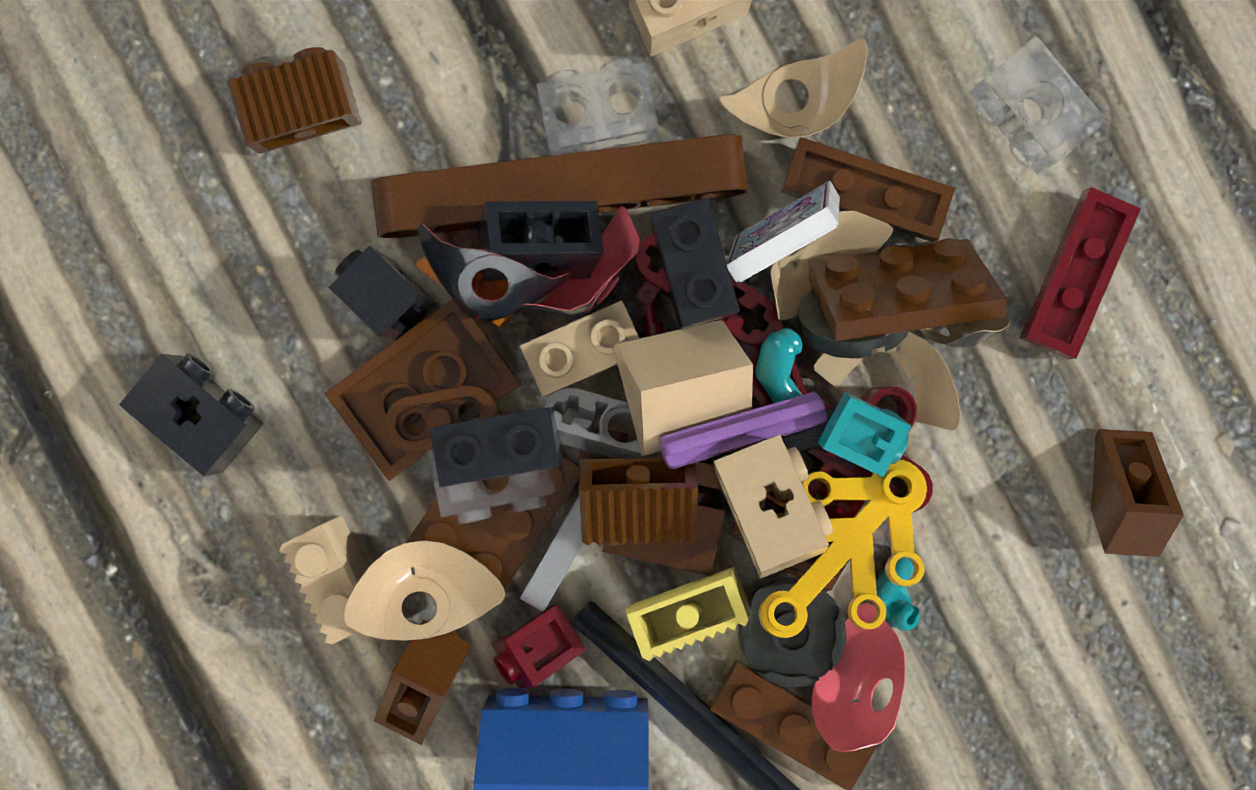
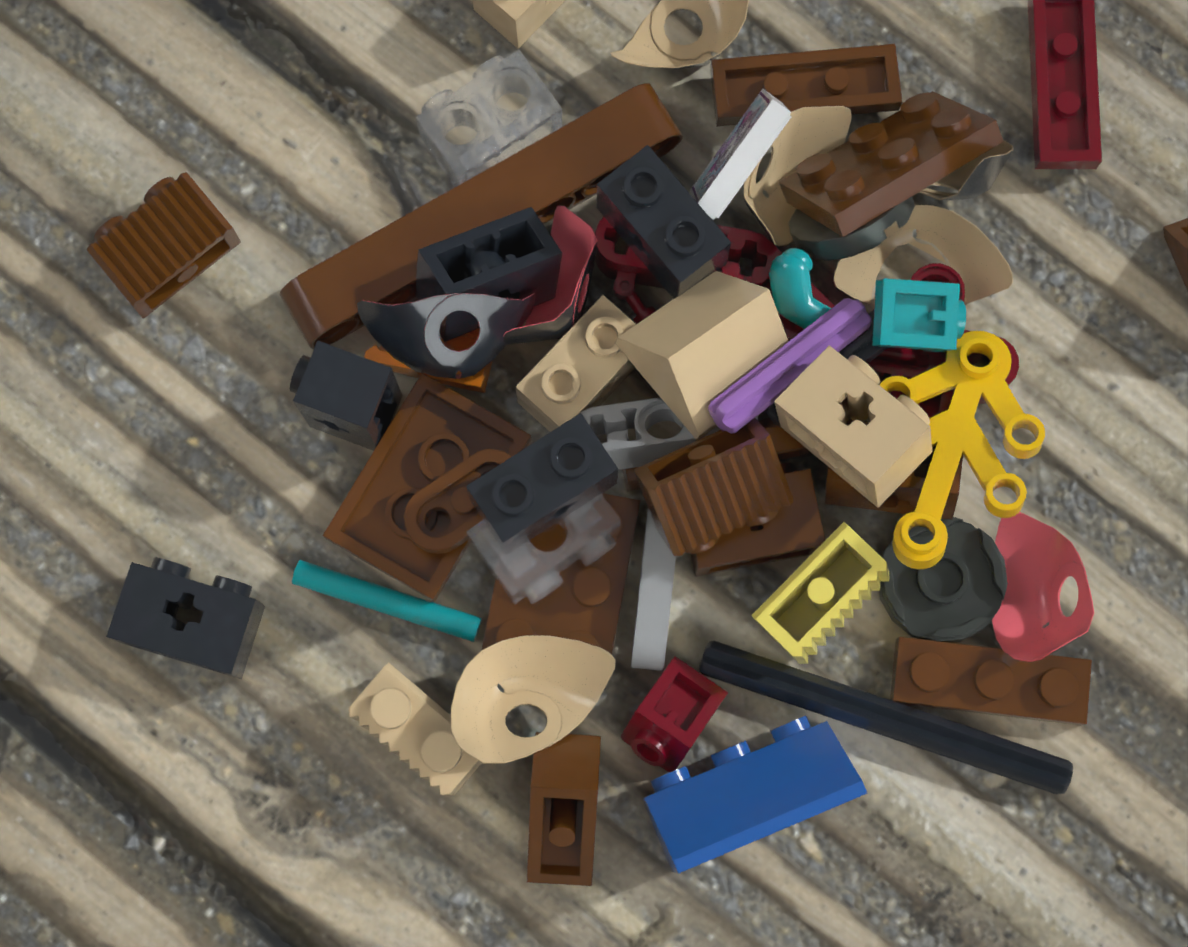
camera: 25 degrees left, 10 degrees down
(355, 461) = (386, 600): none -> teal bar
(898, 604) = (1041, 500): teal arm -> none

